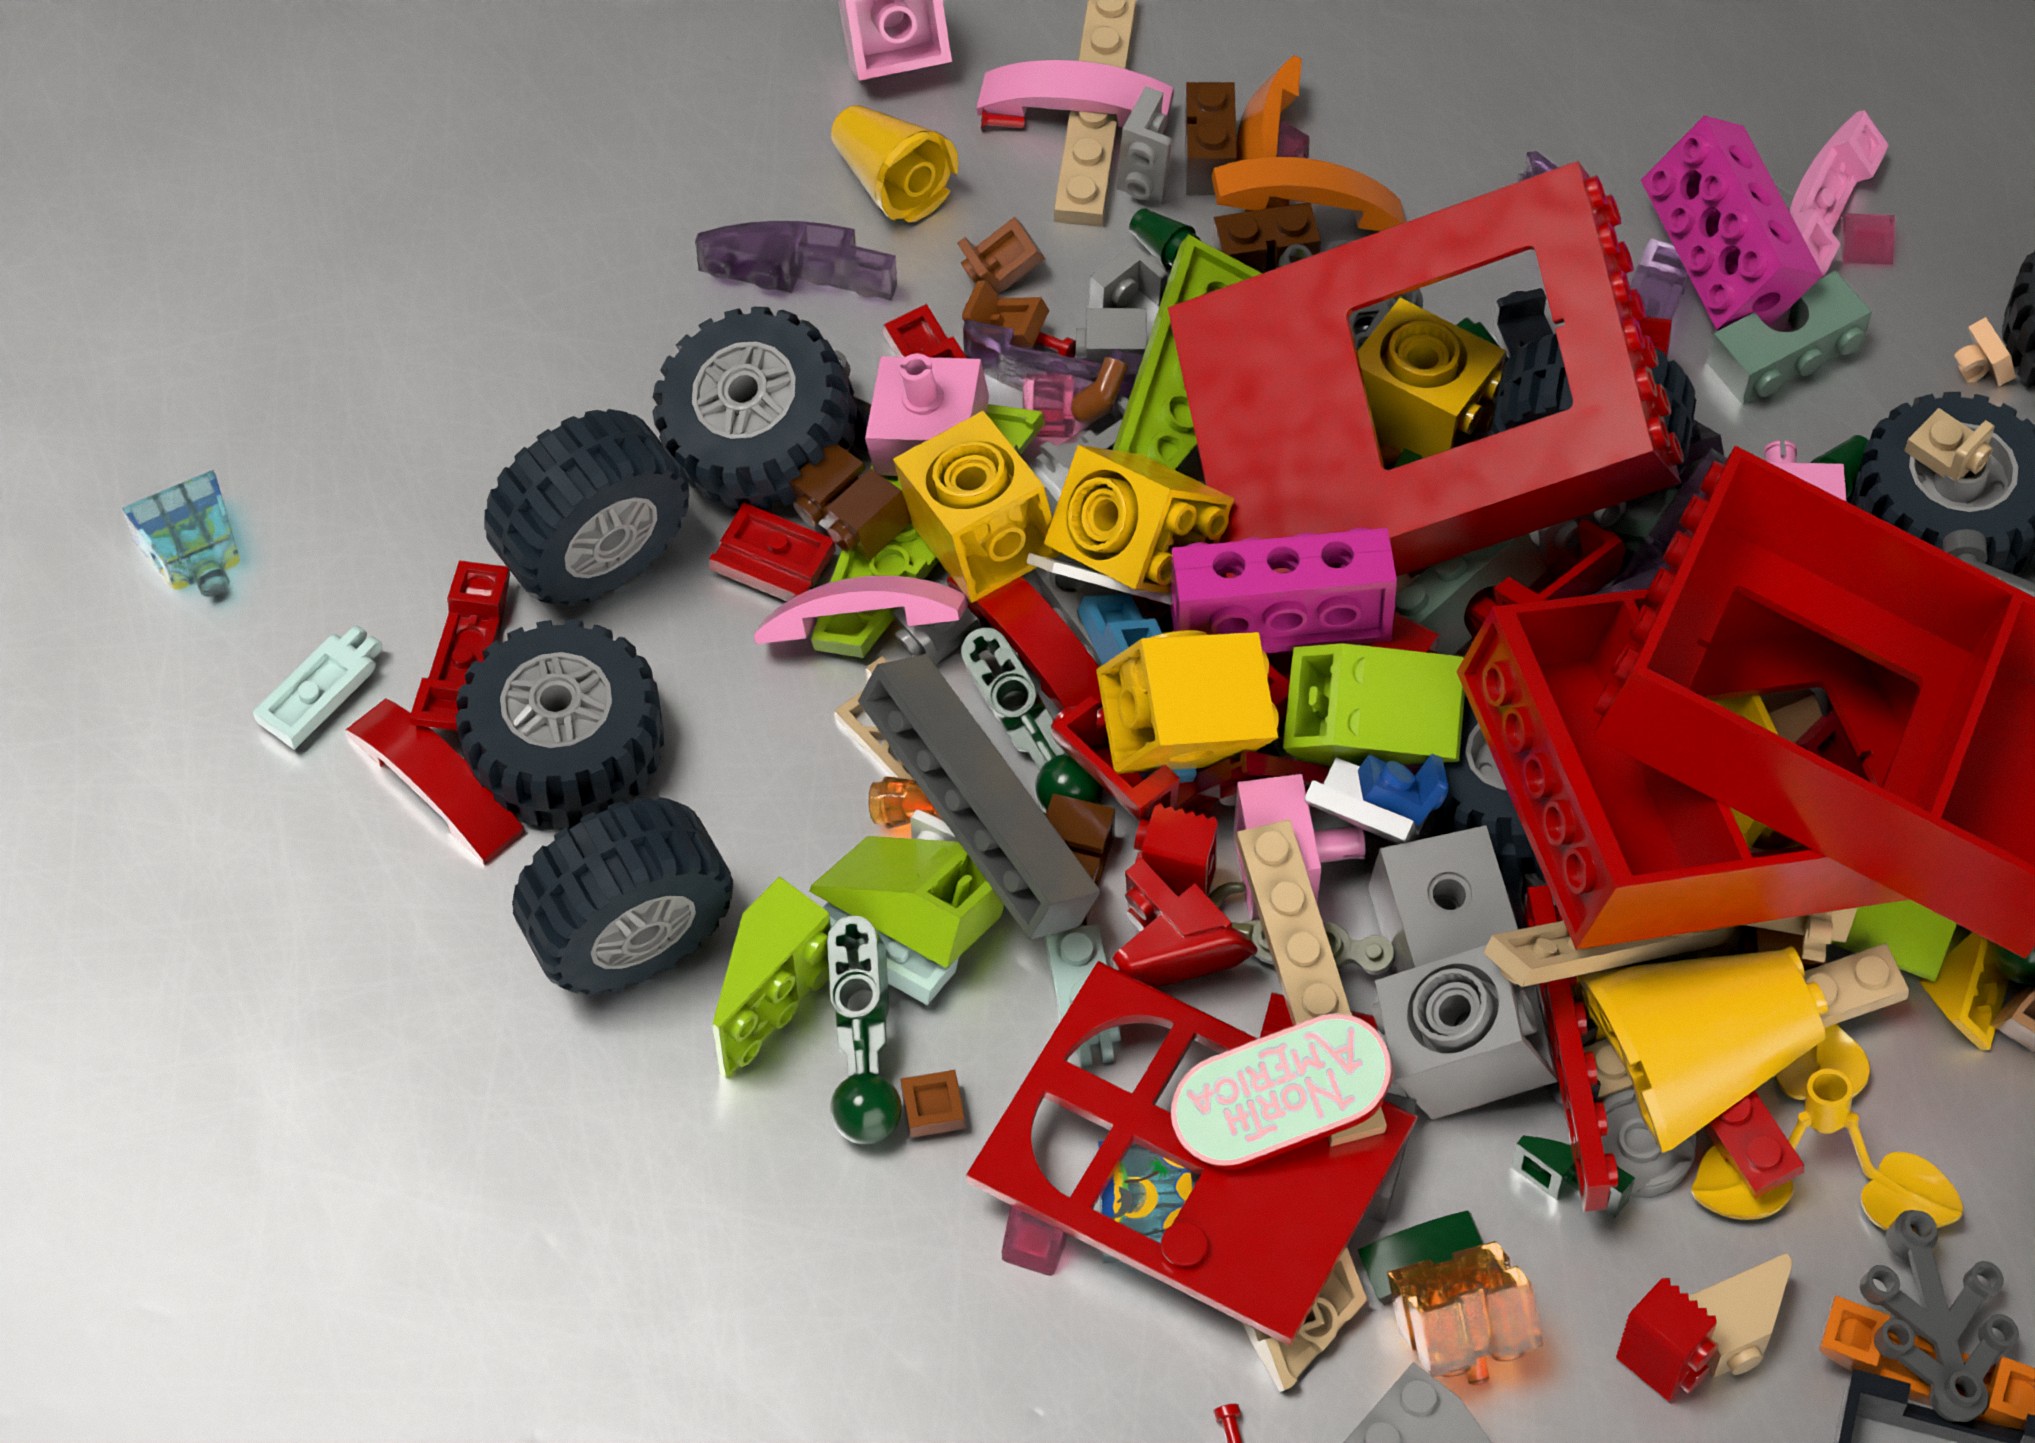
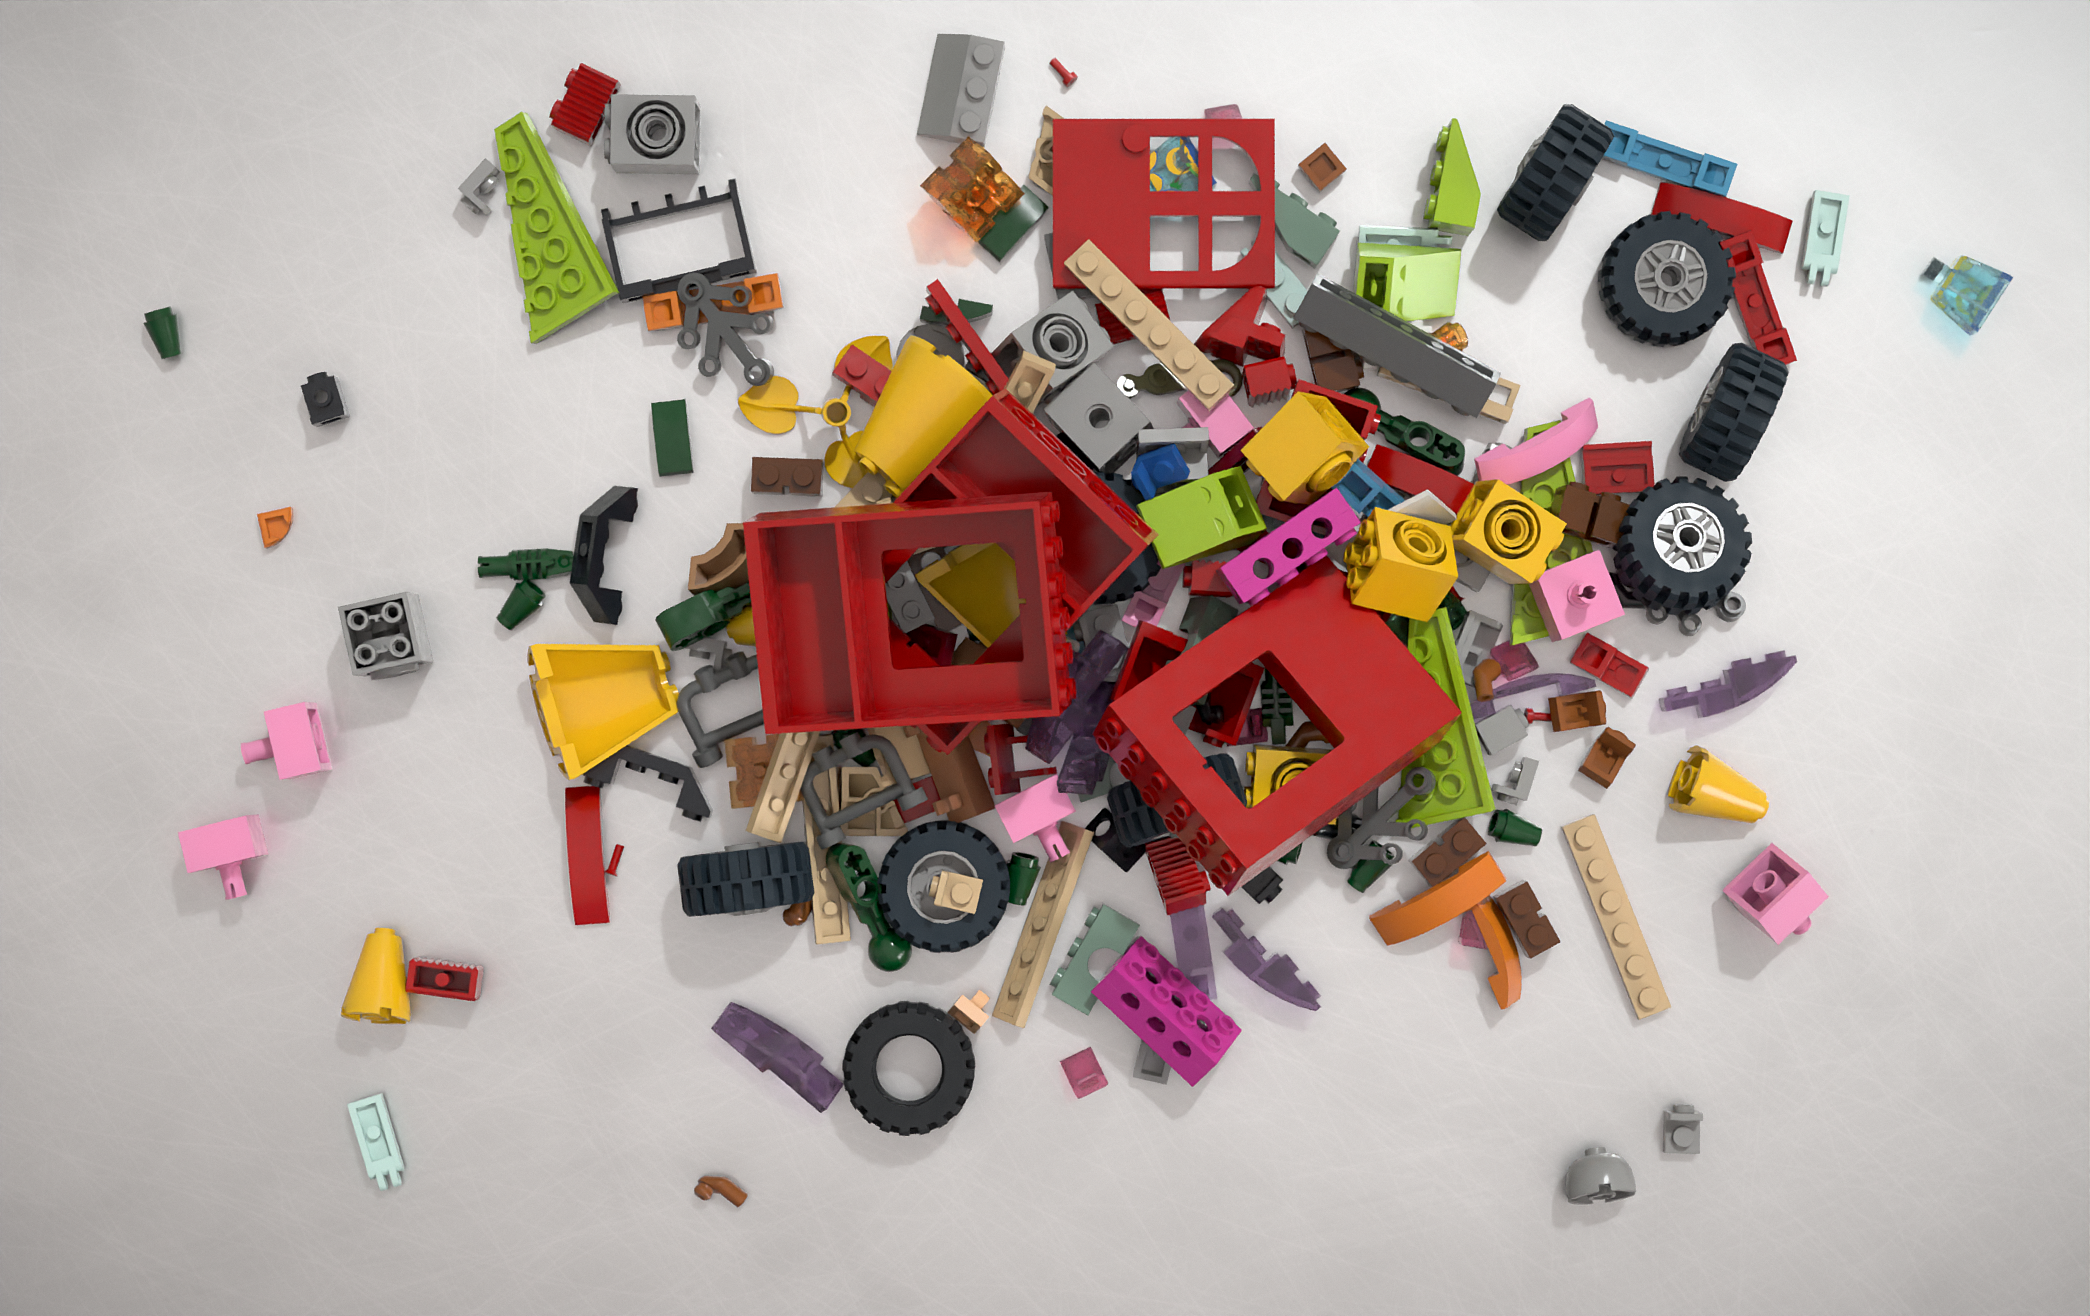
camera: 150 degrees right, 30 degrees up
(450, 869) = (1669, 161): none -> dark azure slope
(864, 1104) = (1356, 142): dark green beam -> none
(1001, 120) = (1668, 871): red piece -> none
(1010, 1031) = (1299, 228): none -> sand green slope
(1067, 87) = (1630, 910): bright pink slope -> none
(1145, 149) = (1563, 885): light grey bracket -> none
(1282, 1091) = (1128, 245): tile -> none
(1668, 1340) = (857, 230): red brick -> none
(1744, 1314) = (828, 275): tan slope -> none
(1824, 190) = (1125, 1084): bright pink slope -> none
(1860, 385) = (1042, 927): none -> tan plate
(1932, 1082) = (801, 476): none -> reddish brown piece

